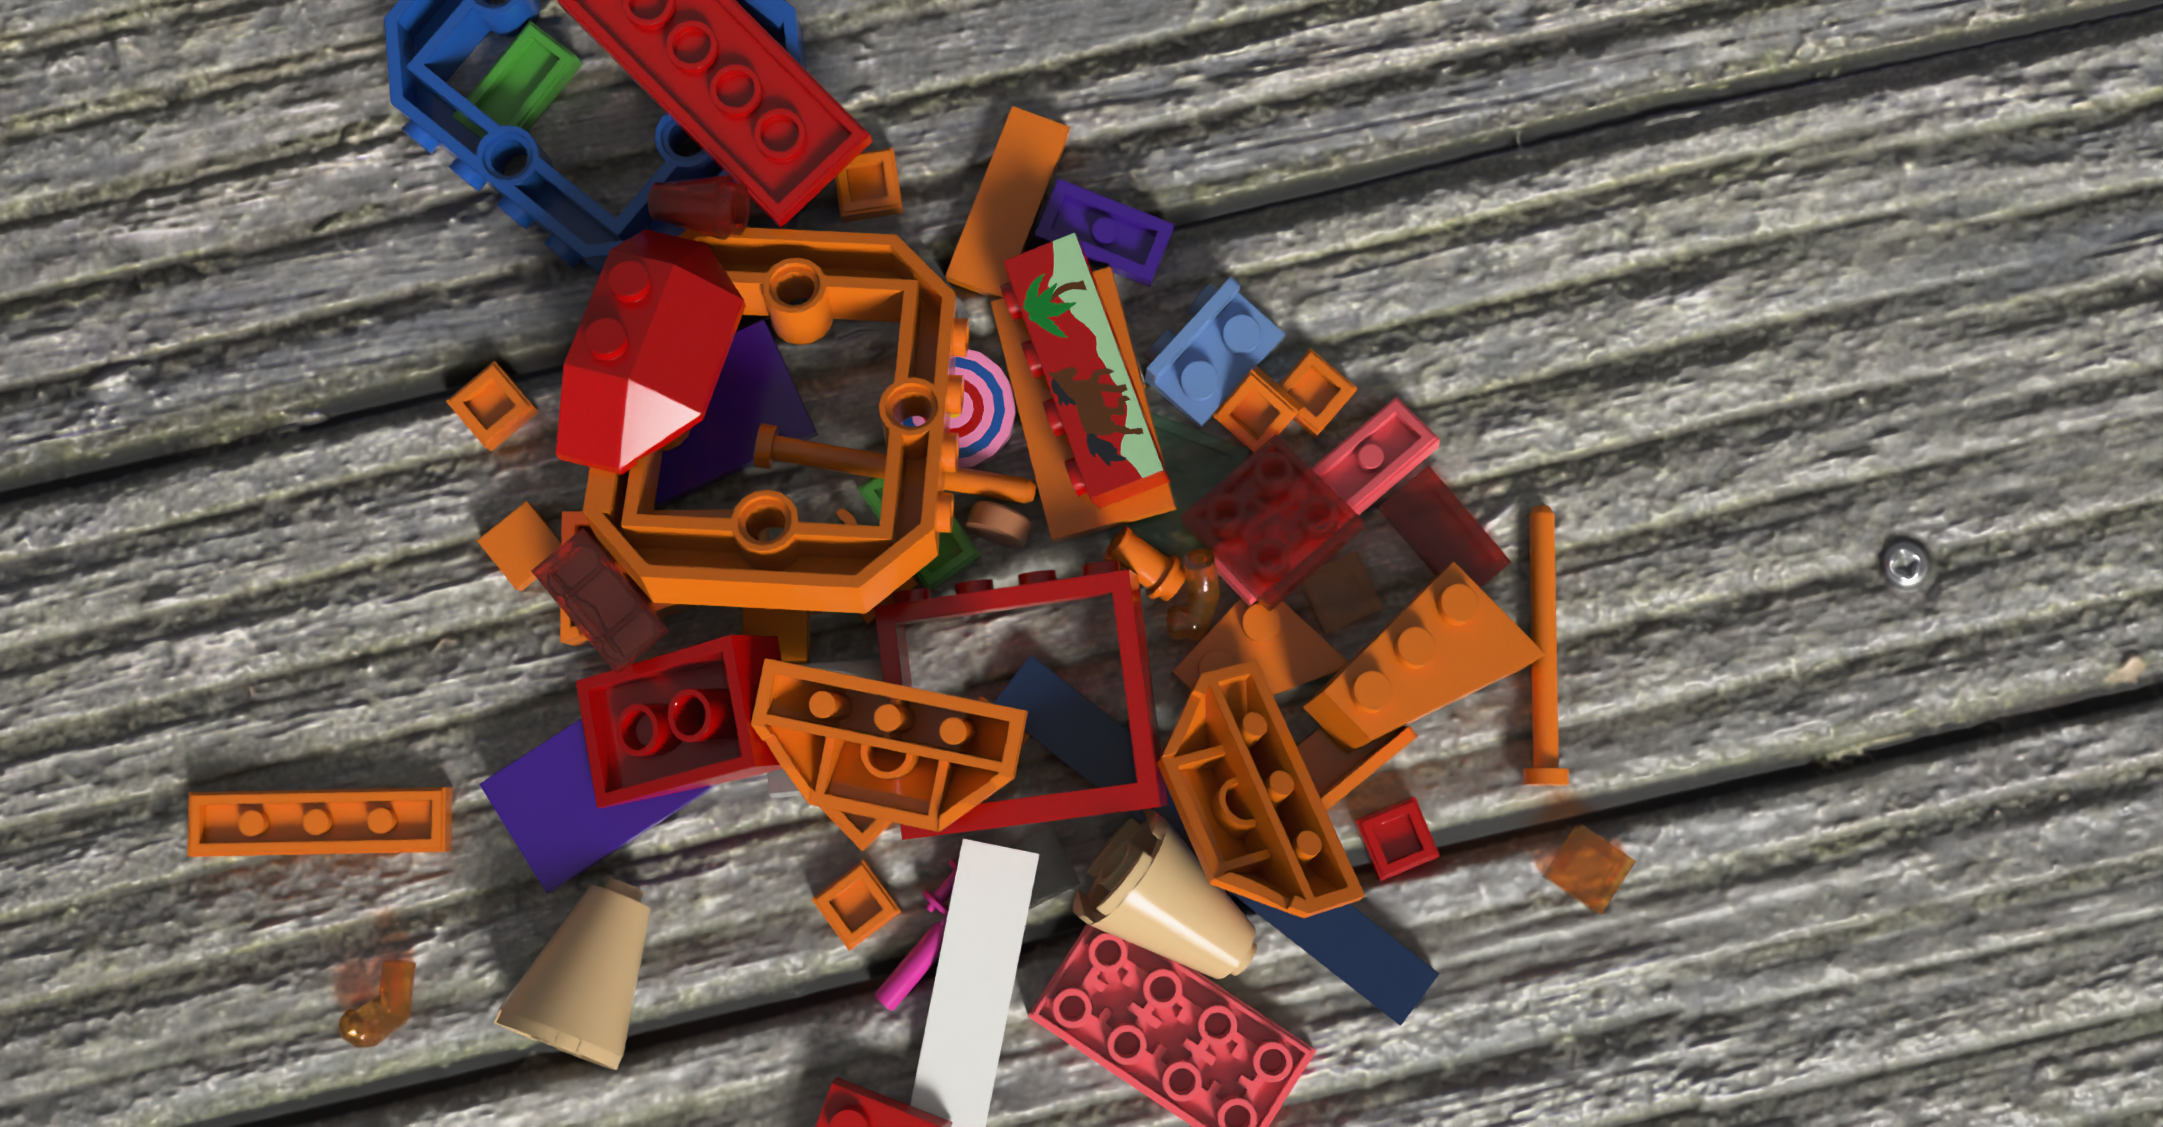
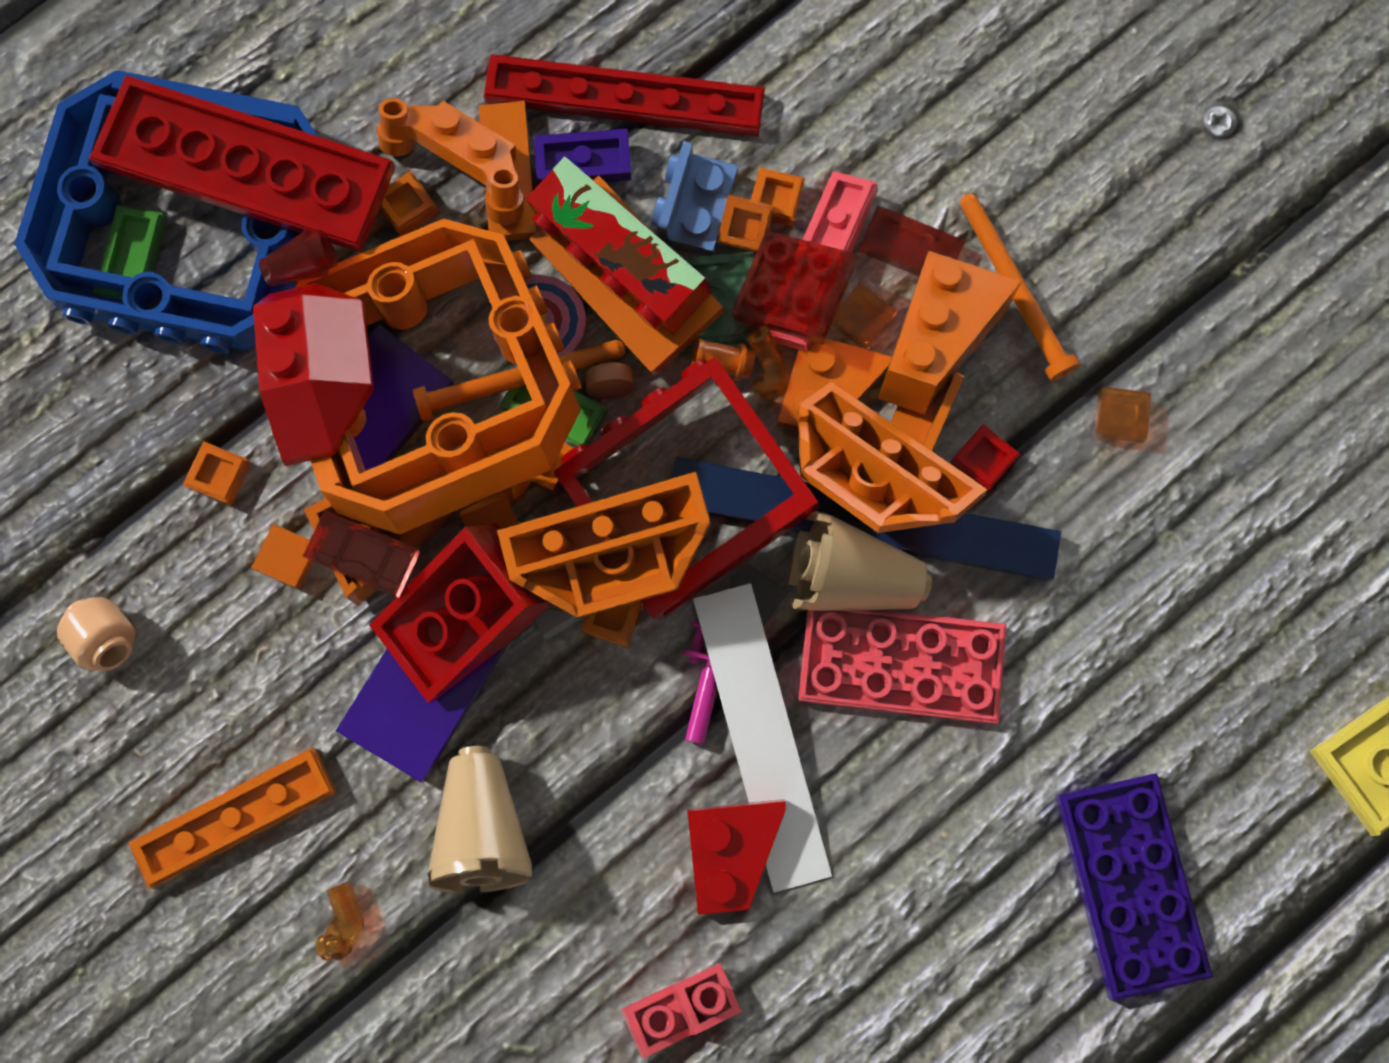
camera: 25 degrees left, 5 degrees down
(264, 532) = (96, 634): none -> light nougat head
(857, 904) = (642, 685): orange tile -> none
(966, 147) = (461, 143): none -> orange plate
(1195, 177) = (625, 95): none -> red tile

